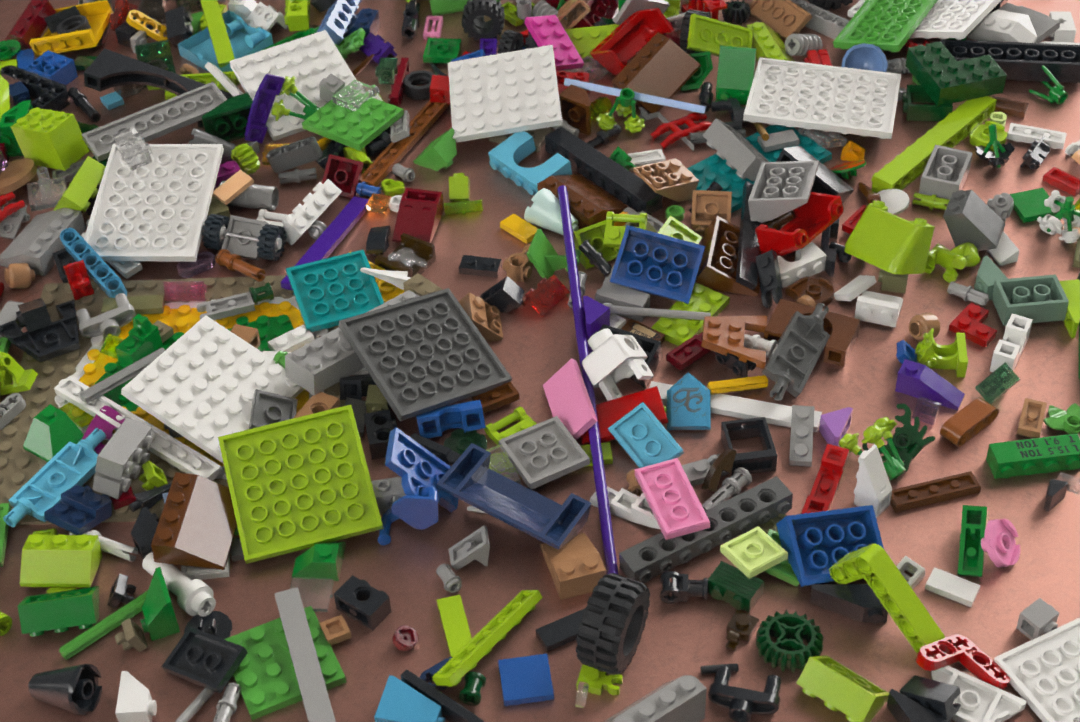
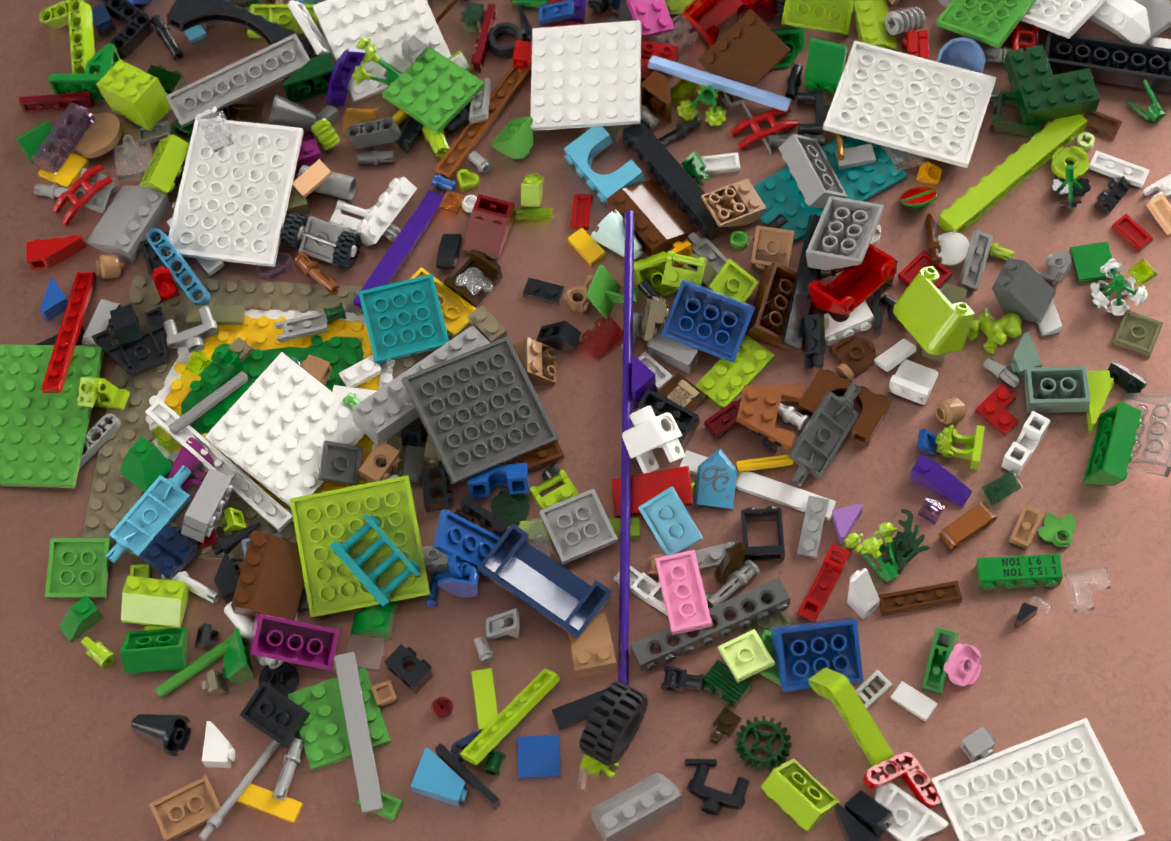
camera: 10 degrees right, 20 degrees up
(185, 291) = (263, 303): clear pink hinge -> none
(226, 577) = (293, 641): none -> magenta slope
(312, 510) = (356, 564): none -> teal fence
(344, 174) = (419, 163): dark red slope -> none
(354, 95) = (433, 60): clear plate -> none
(395, 278) = (461, 307): white piece -> none
(506, 409) = (550, 472): none -> black tile
(511, 202) = (581, 211): none -> red tile
(570, 399) = (608, 470): bright pink tile -> none
(599, 264) = (654, 312): none -> dark tan plate
(656, 312) = (657, 364): light grey bar -> none
(825, 180) = (895, 223): brick -> none
(851, 601) = (819, 709): black slope -> none
(918, 200) = (975, 260): none -> light grey plate
(945, 172) = (1013, 217): light grey brick -> none

